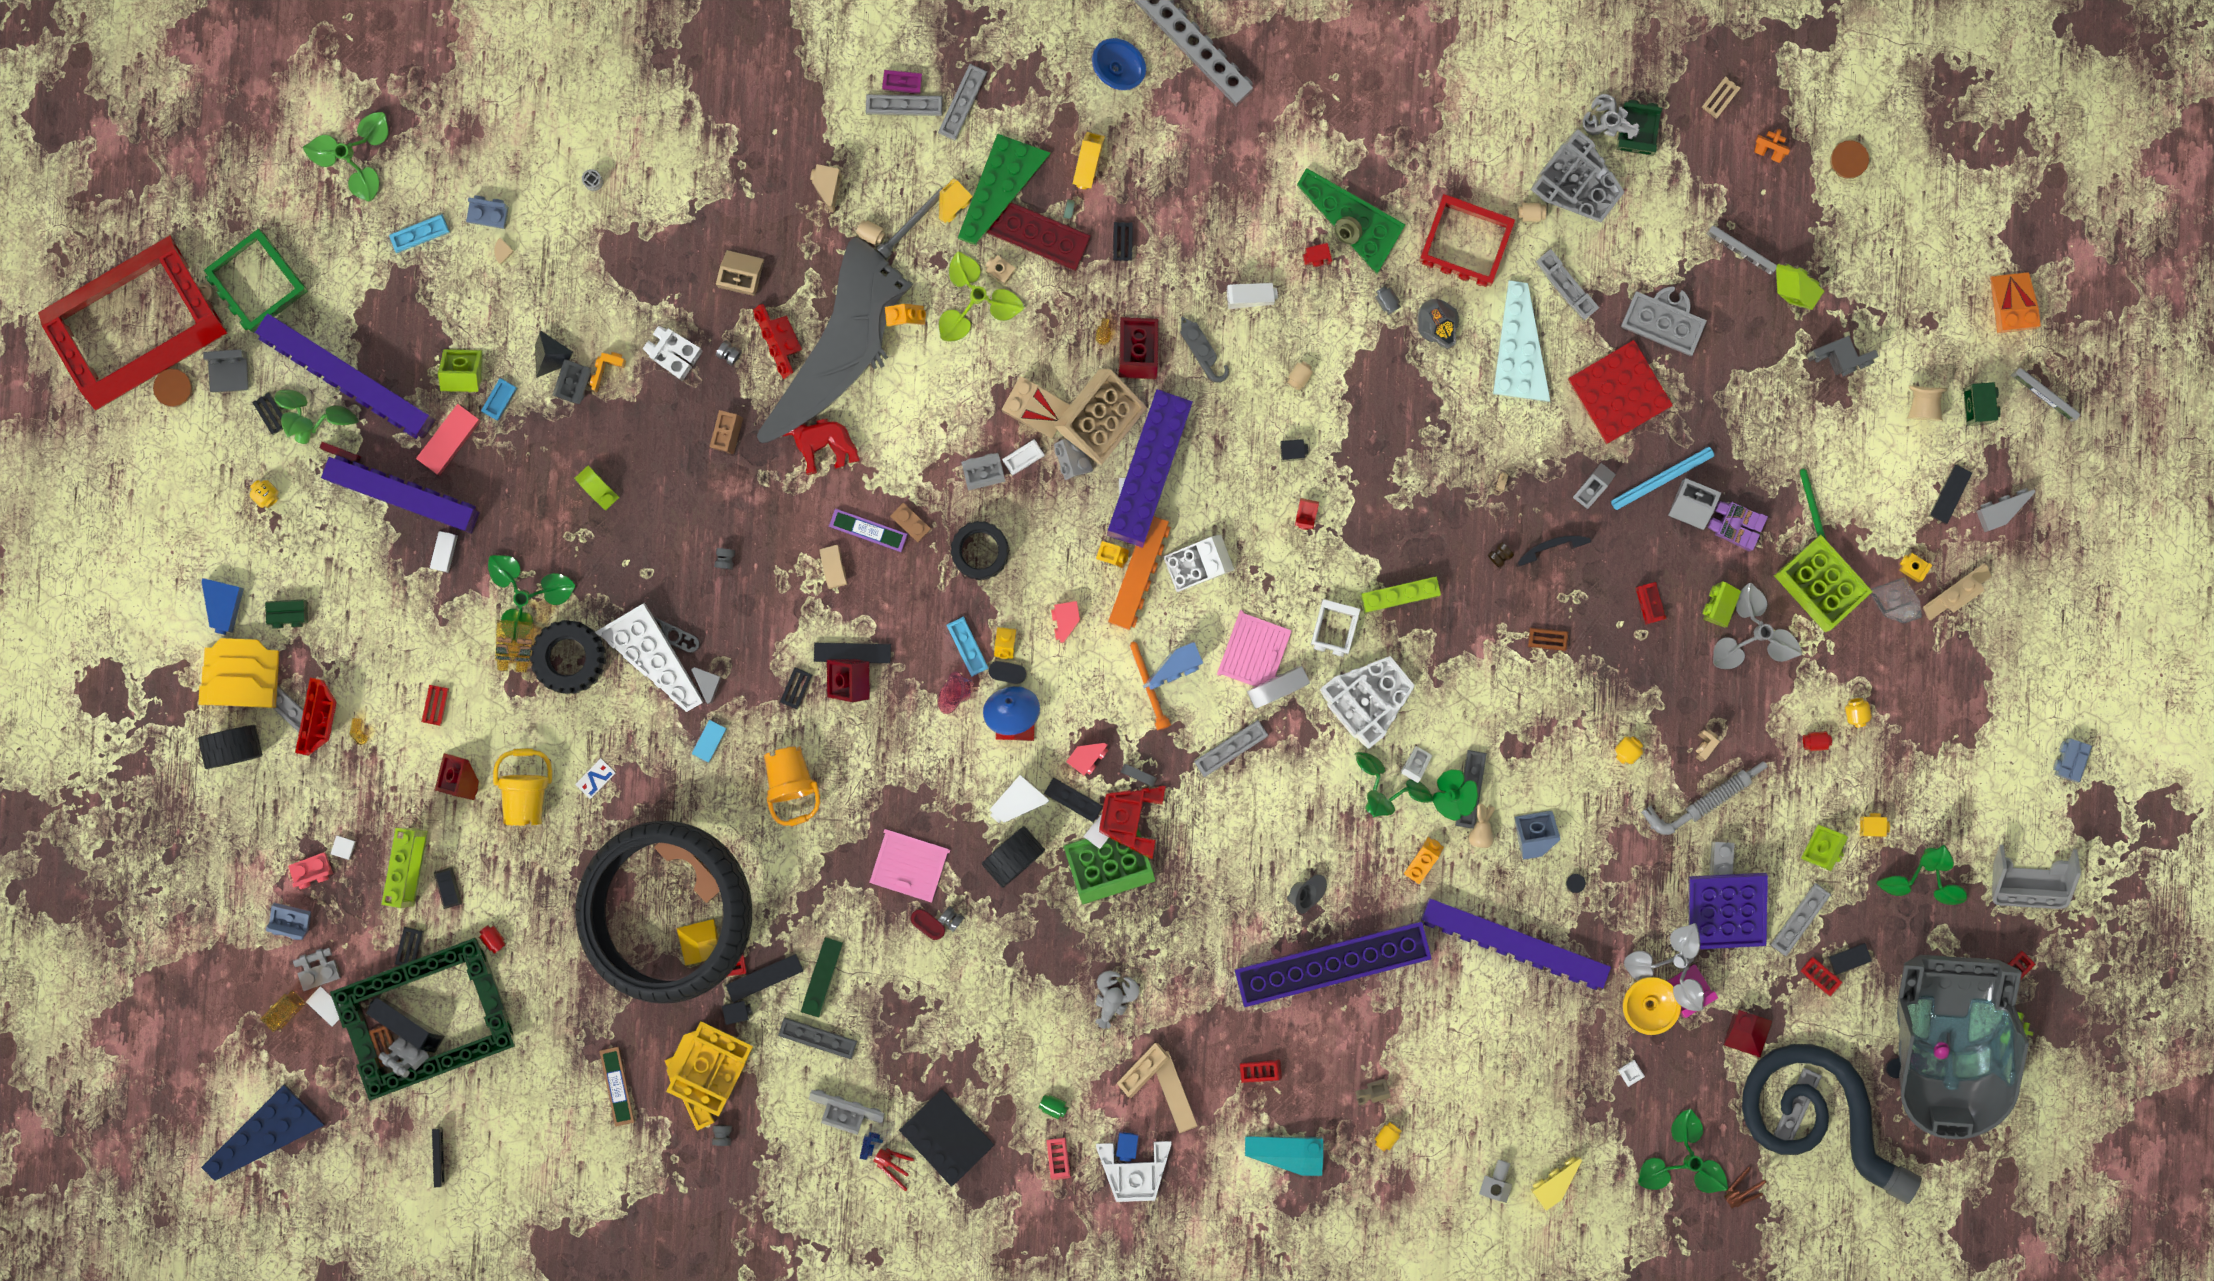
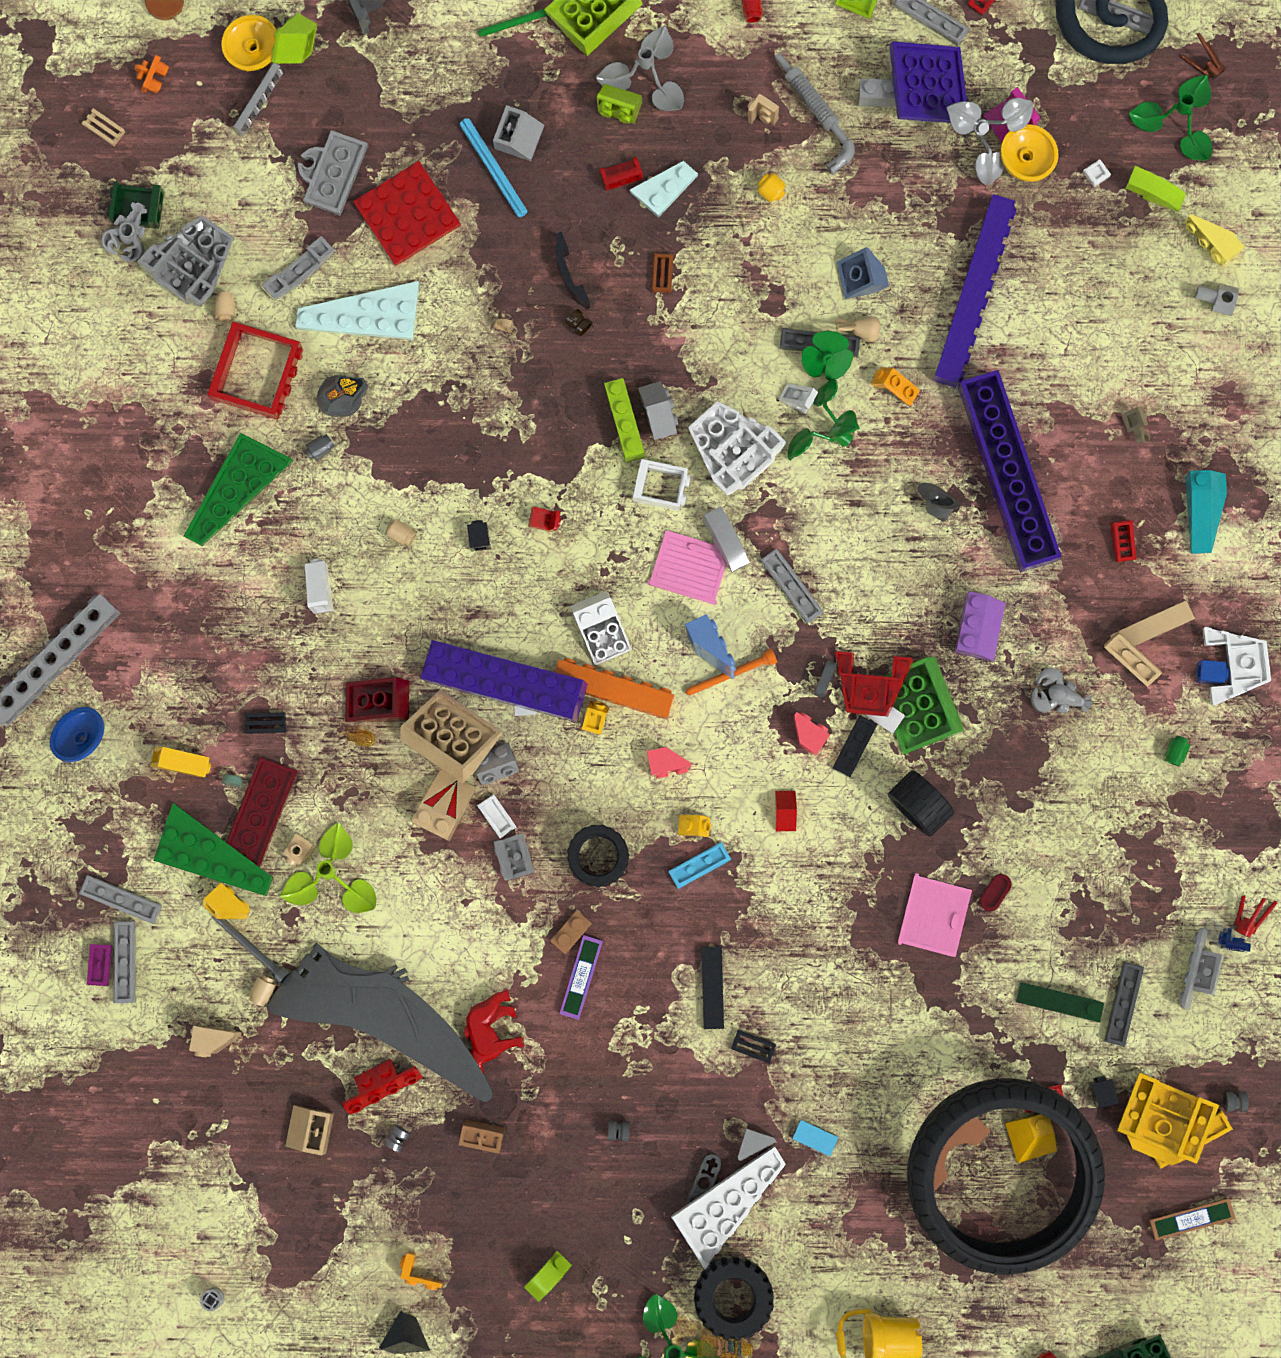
camera: 90 degrees left, 5 degrees down
(572, 382) = (433, 1309): dark grey bracket -> none
(595, 778) = (862, 1261): white sticker -> none
(665, 352) = (395, 1206): white hips -> none
(764, 978) = (1064, 1064): black tile -> none
(788, 781) = (852, 1048): light orange piece -> none
(833, 567) = (622, 1012): tan slope -> none
(848, 680) = (742, 990): dark red slope -> none
(905, 314) = (349, 948): light orange bracket -> none
(946, 1137) = (1218, 861): black slope -> none
(948, 915) = (985, 870): dark grey wheel -> none
(955, 691) = (750, 876): clear pink piece -> none
(1007, 672) = (724, 821): black tile -> none
(1011, 710) = (774, 813): blue dish -> none
(1017, 800) = (861, 802): white slope -> none
(1062, 1175) = (1247, 739): coral slope -> none
(1182, 926) = (979, 626): none -> medium lavender slope
(1201, 349) = (376, 636): dark grey plate -> none
(1317, 255) = (274, 520): red brick -> none
(1348, 230) = (247, 488): olive plate -> none
(1387, 1137) = (1181, 408): yellow brick -> none
(1409, 628) = (658, 408): none -> light grey brick
(1575, 883) = (909, 235): black tile -> none
(1594, 486) = (504, 232): light grey slope -> none
(1610, 1129) = (1155, 189): none -> lime slope
(1634, 645) = (664, 188): none -> light aqua wing
(1732, 522) = (538, 90): medium lavender hips -> none
(1747, 1033) = (1048, 63): dark red slope -> none
(1806, 234) = (245, 34): none -> yellow dish

